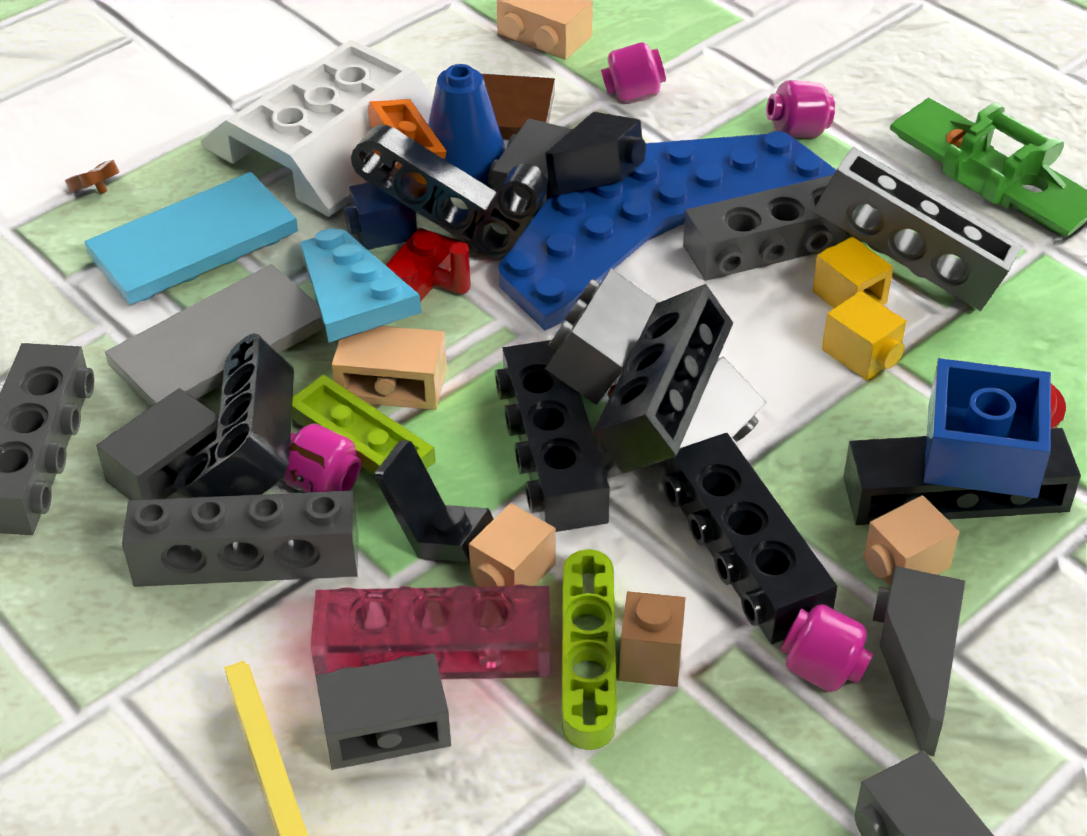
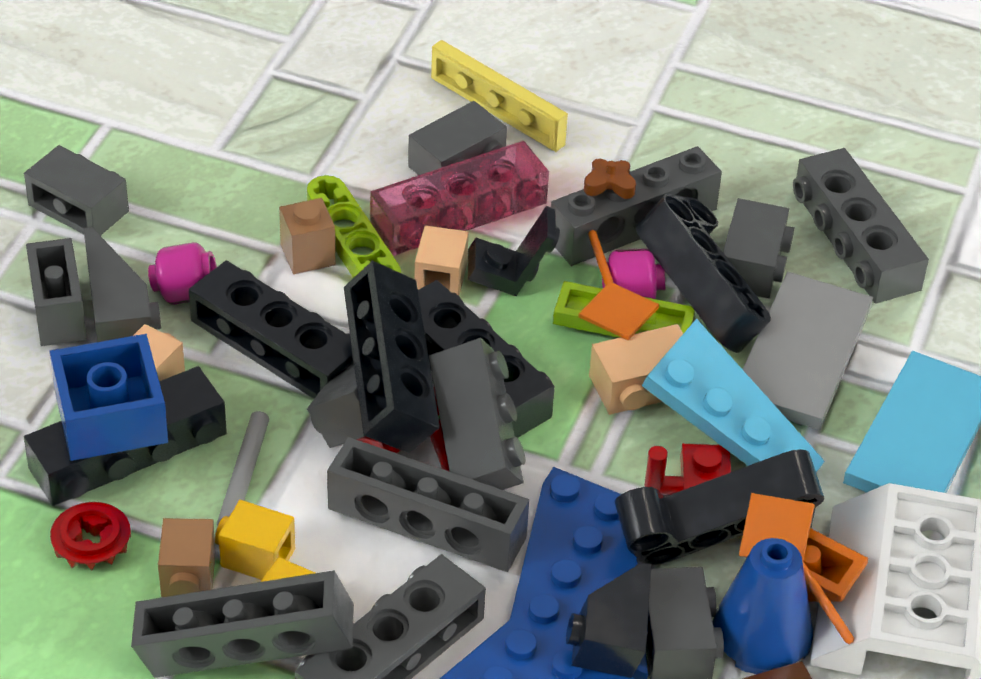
camera: 150 degrees right, 0 degrees up
(274, 509) = (610, 176): none -> dark orange piece
(373, 400) = (614, 306): none -> orange piece
(422, 131) = (788, 521): none -> orange piece
(668, 268) = (427, 504): none -> dark grey brick
(842, 424) = (245, 462): none -> light grey bar
(935, 334) = (186, 556): none -> medium nougat brick
(1000, 657) = (56, 291): none -> dark grey brick

